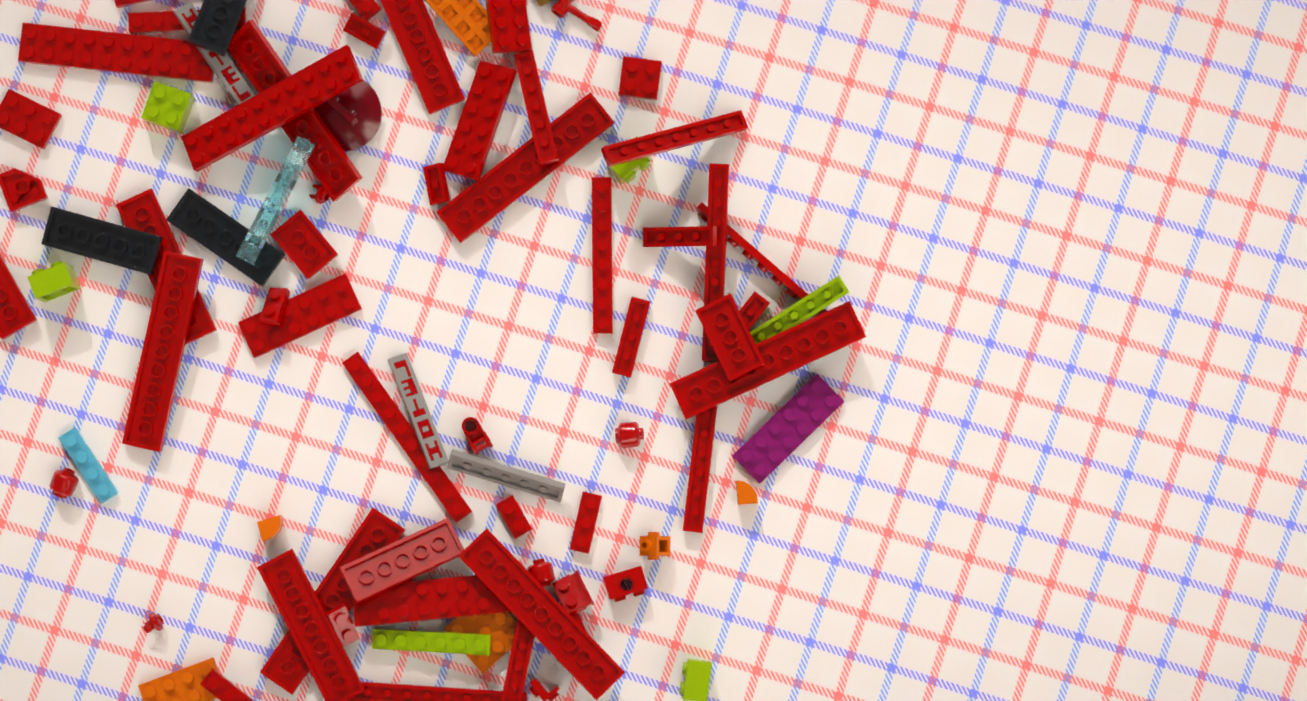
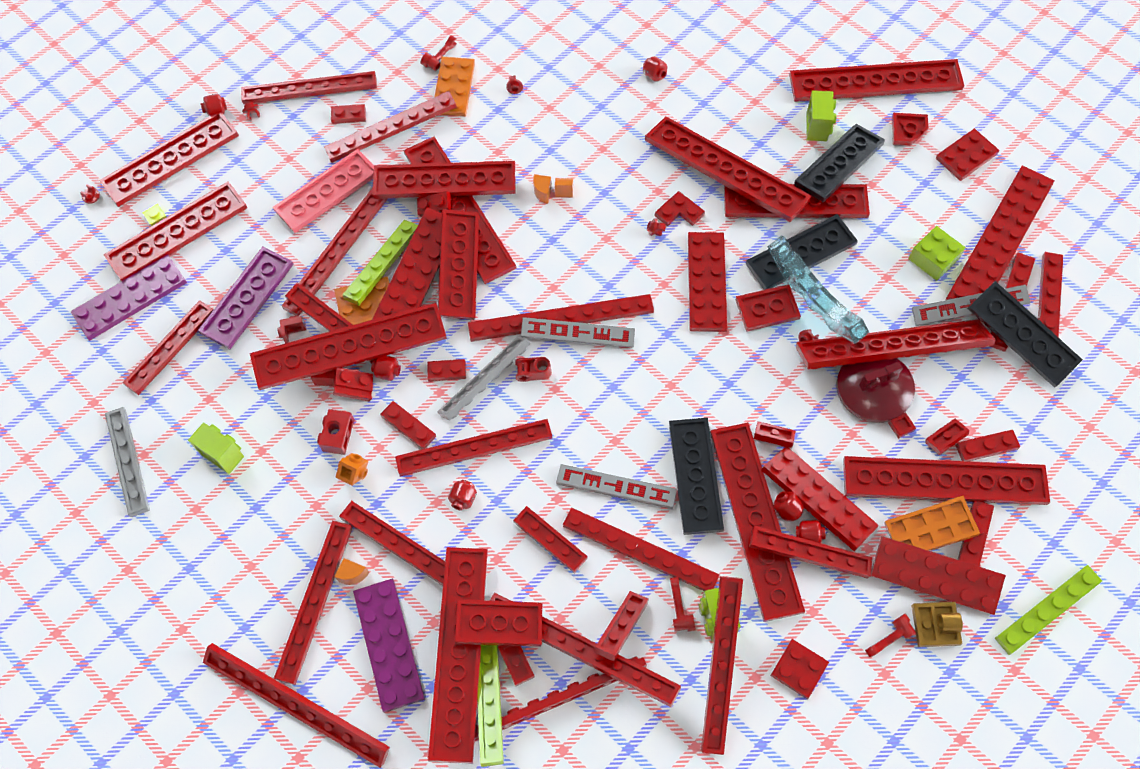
camera: 120 degrees right, 20 degrees down
(88, 465) = (660, 91): medium azure plate -> none
(225, 380) = (678, 206): none -> red plate
(257, 506) = (564, 187): none -> orange brick
(264, 394) = (655, 227): none -> red plate
(272, 108) = (905, 327): red plate -> none
(274, 306) = (724, 261): red plate -> none
(371, 74) = (902, 425): none -> red tile
(502, 143) = (788, 506): none -> red head
(509, 237) = (696, 476): none -> black plate
(516, 115) = (811, 531): none -> red head
(553, 303) = (616, 486): none -> light grey tile
(579, 448) = (473, 447): none -> red plate
(648, 190) = (683, 621): none -> red brick
(784, 512) = (313, 603): none -> red plate
(874, 477) = (296, 705): none -> red plate

